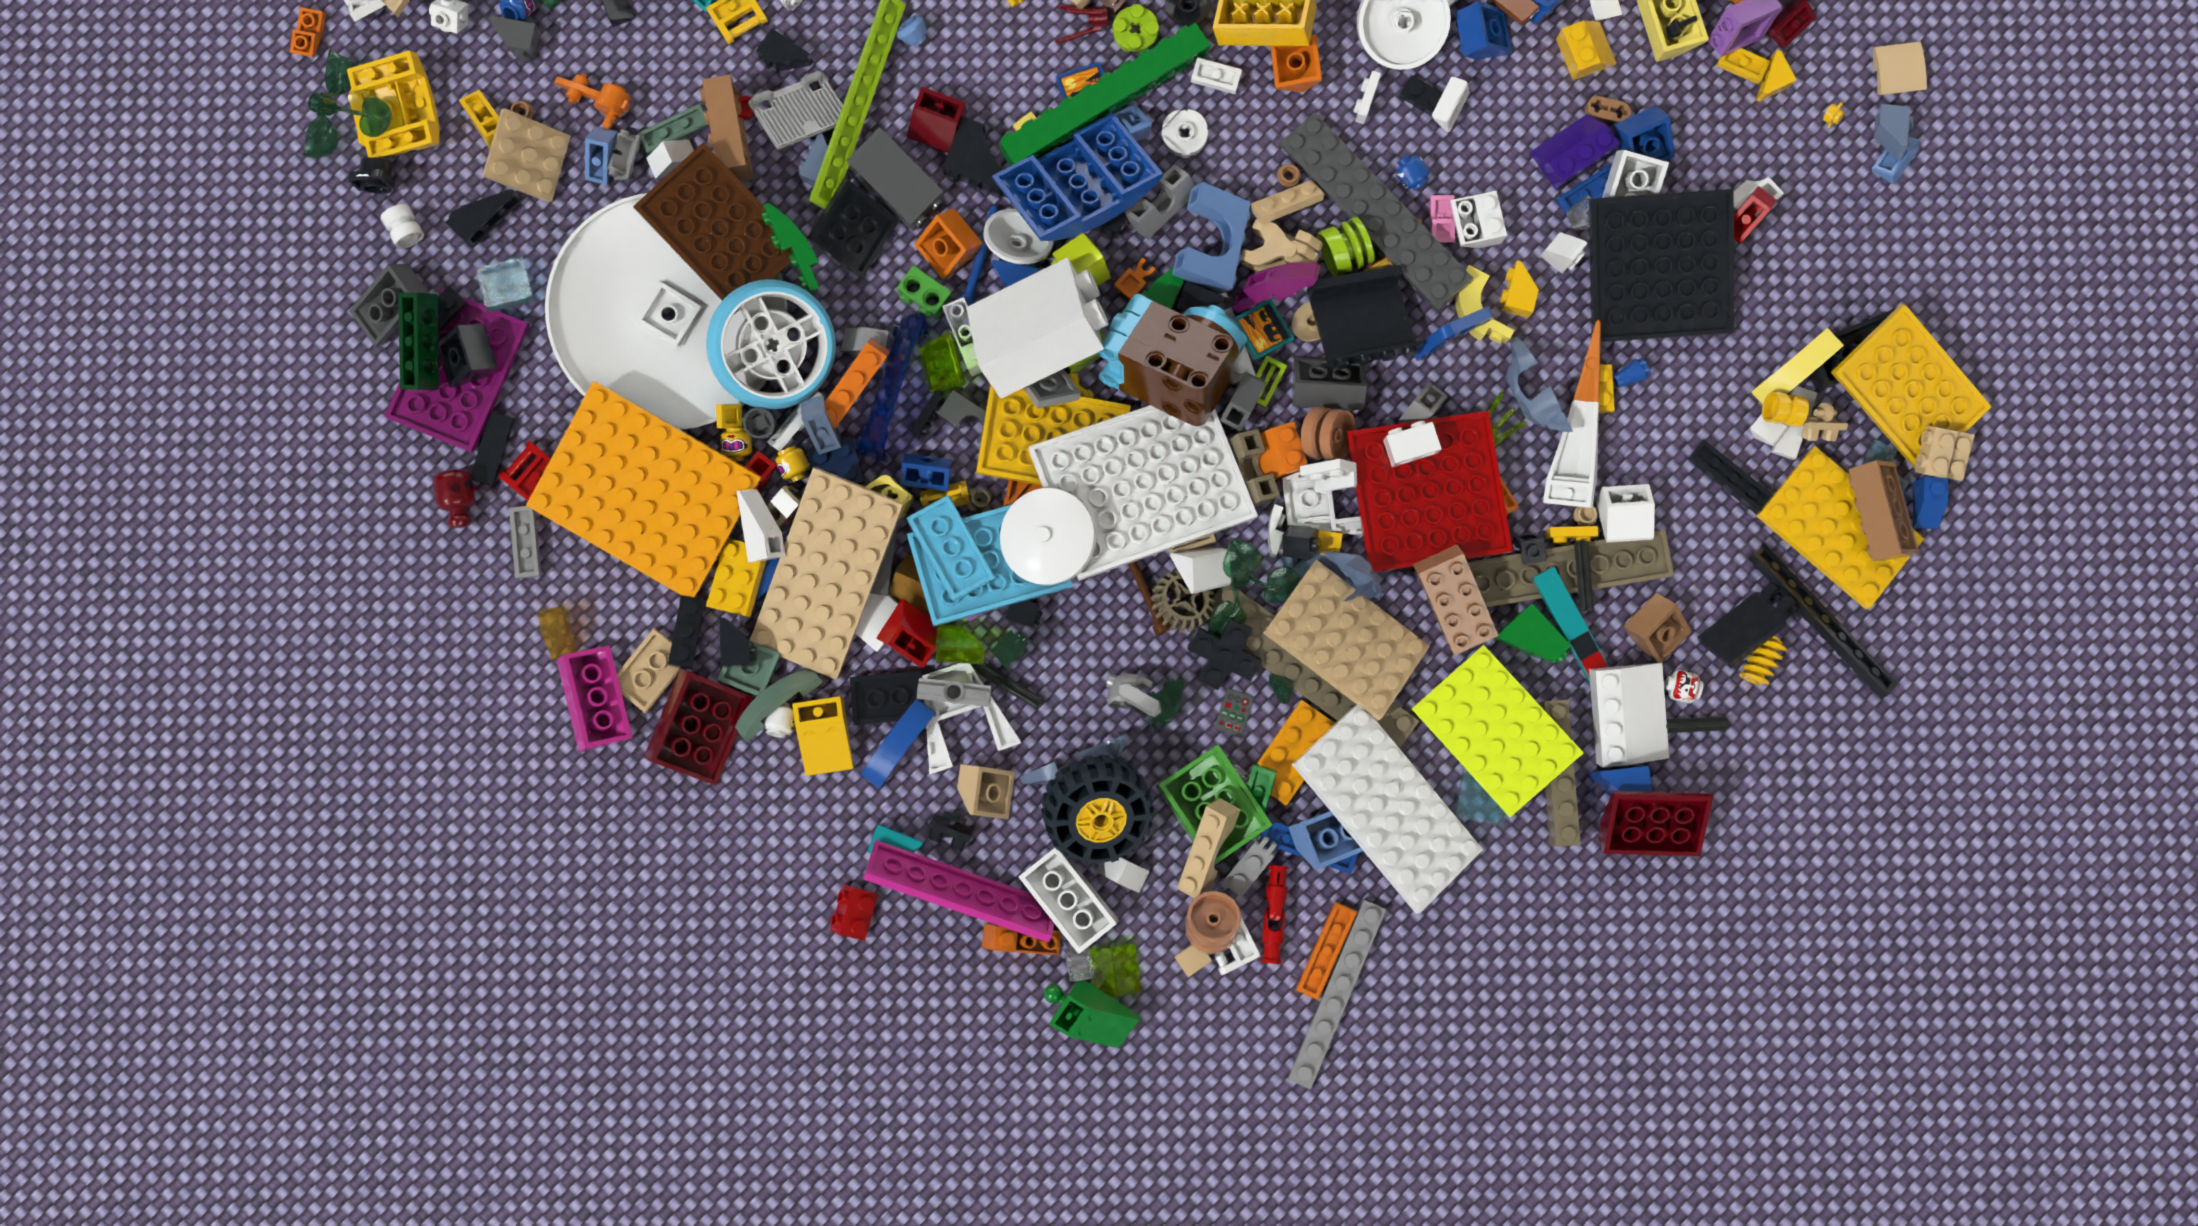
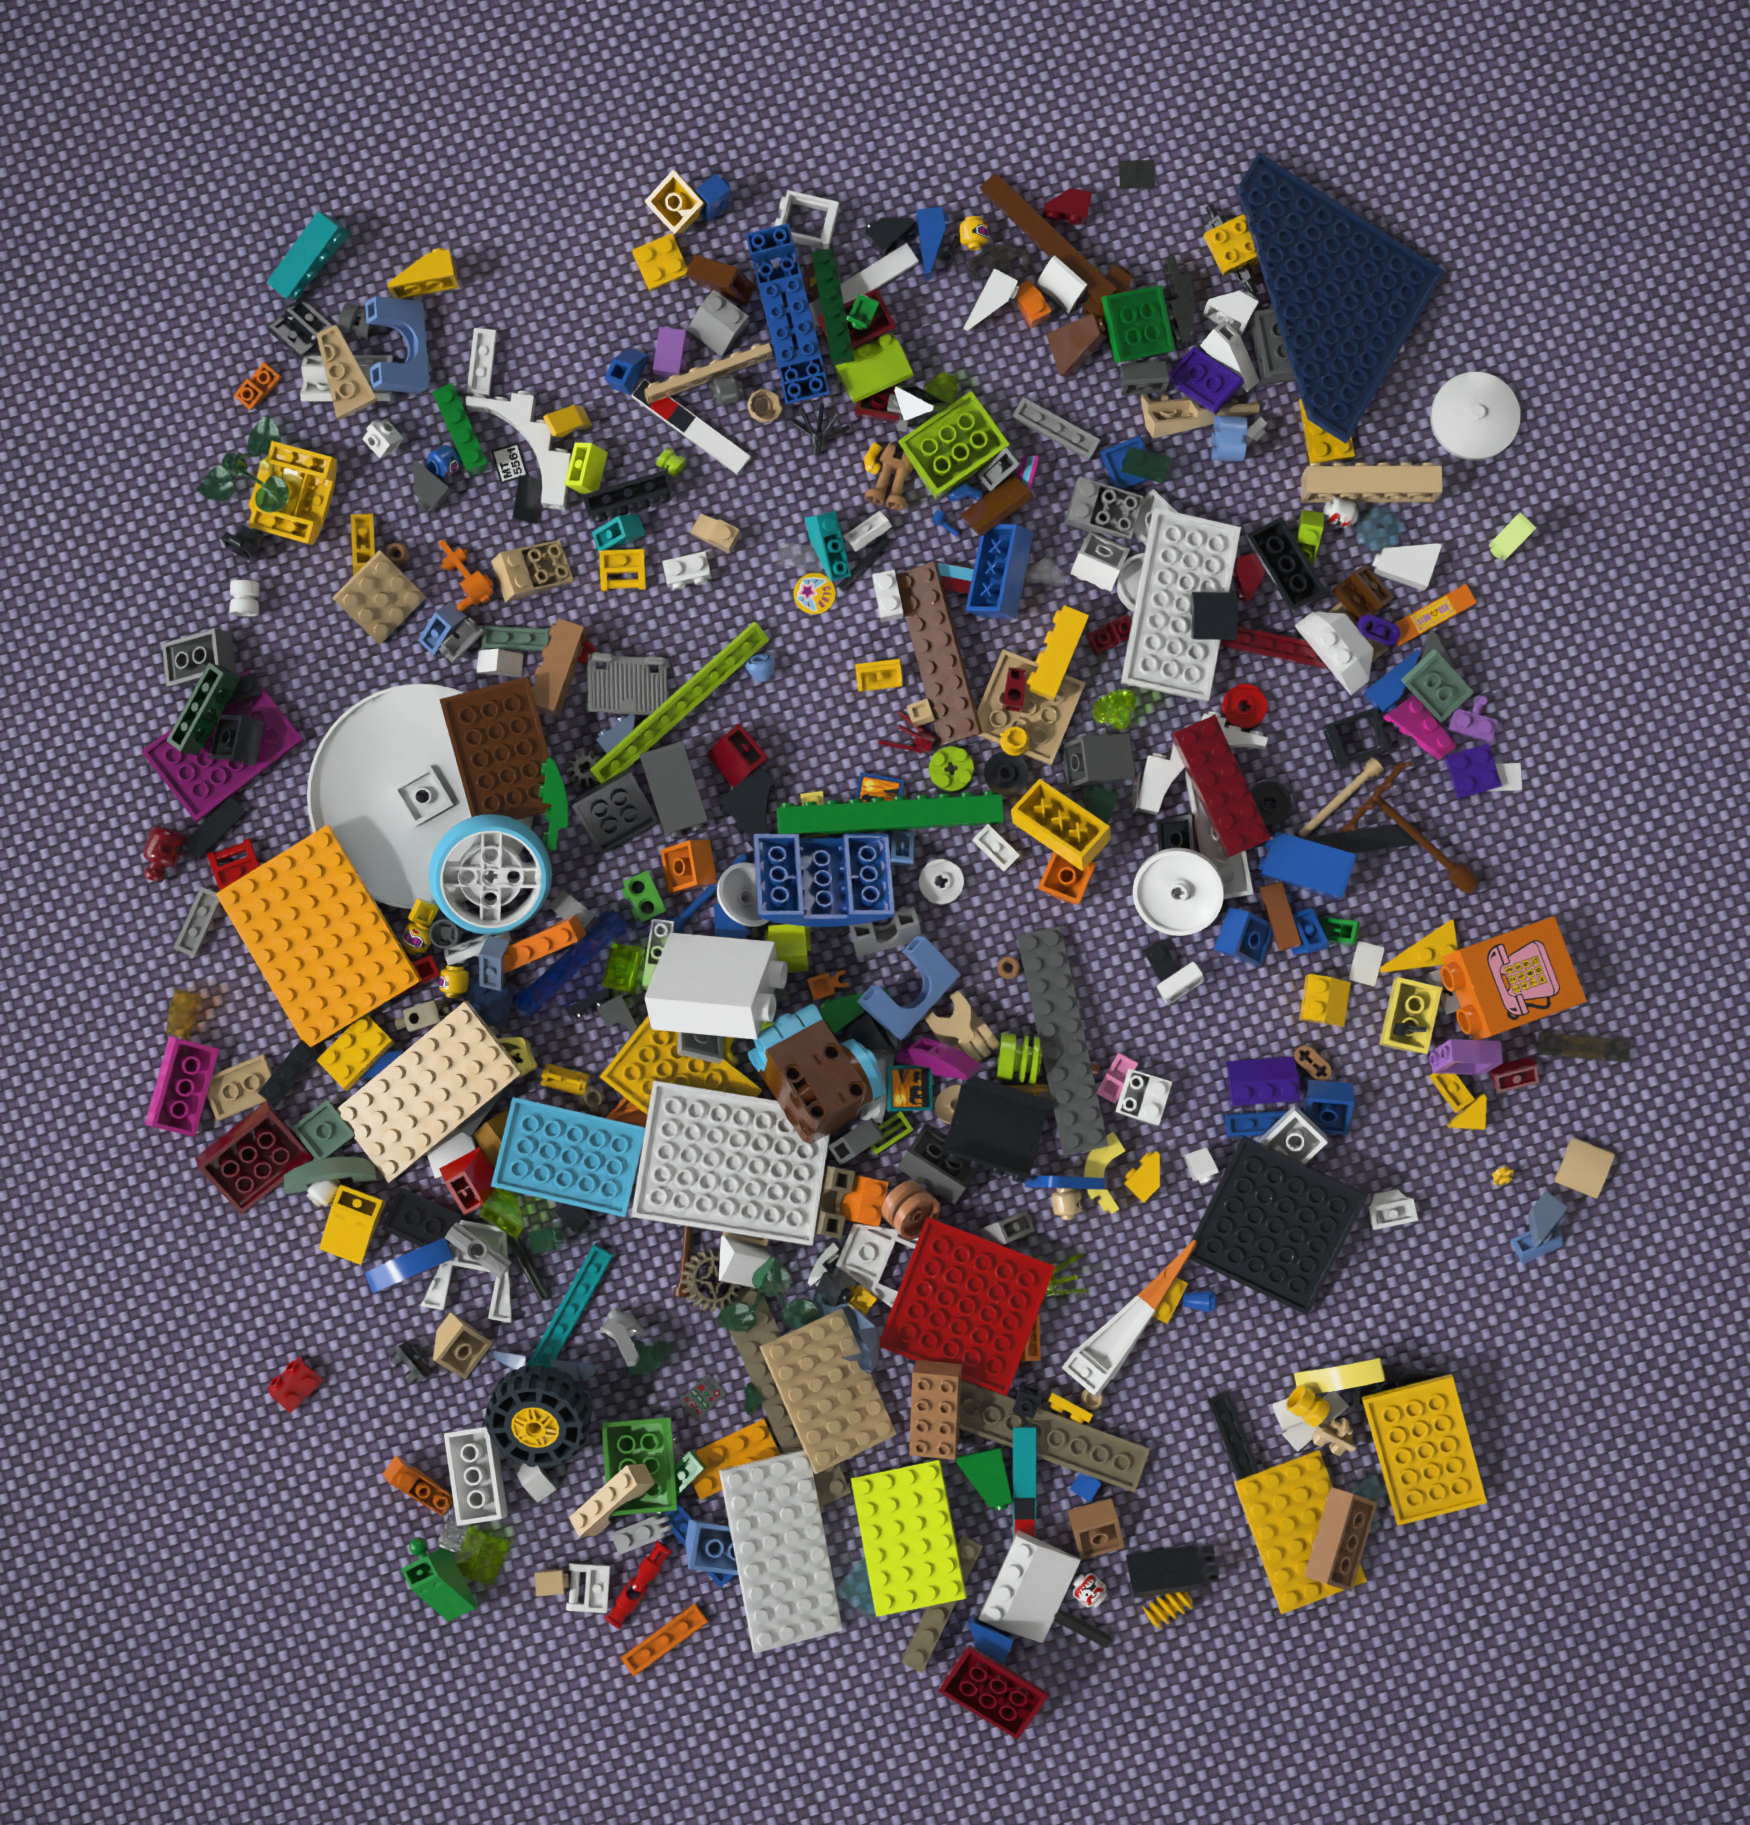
camera: 30 degrees right, 0 degrees up
(479, 217) = (308, 625): black slope -> none
(505, 284) = (301, 695): clear light blue plate -> none
(653, 59) = (531, 570): none -> tan slope
(735, 646) = (321, 1109): black slope -> none
(760, 529) = (394, 1024): white slope -> none
(781, 53) = (640, 624): black slope -> none
(796, 206) = (582, 762): none -> light grey gear
(895, 839) = (357, 1346): teal slope -> none
(926, 472) = (559, 1051): blue brick -> none
(950, 548) = (541, 1130): medium azure tile -> none
(958, 890) = (387, 1416): dark pink plate -> none
(1048, 536) = (626, 1166): white dish -> none
(1068, 697) = (571, 1307): none -> teal tile
(1212, 922) = (594, 1562): nougat wheel -> none
(1224, 653) = (720, 1344): black plate -> none
(1287, 202) = (992, 990): tan plate -> none
(1331, 475) = (892, 1247): white bracket -> none
(1336, 994) = (652, 1680): light grey plate -> none
(1362, 106) = (1119, 931): white plate -> none
(1412, 172) = (1113, 1024): blue head -> none
(1412, 443) = (972, 1259): white brick -> none
(1462, 352) = (1066, 1203): none -> tan head
(1542, 409) = (1105, 1289): sand blue animal -> none
(1579, 214) = (1232, 1138): clear slope -> none
(1584, 575) = (1057, 1449): pearl dark grey axle -> none
(1626, 513) = (1124, 1417): white slope -> none
(1626, 596) = (1085, 1486): none -> blue slope
(1751, 213) = (1376, 1223): red slope -> none
(1823, 621) = (1238, 1602): black plate -> none
(1929, 502) = (1388, 1553): blue slope -> none
(1944, 453) = (1423, 1519): tan plate -> none

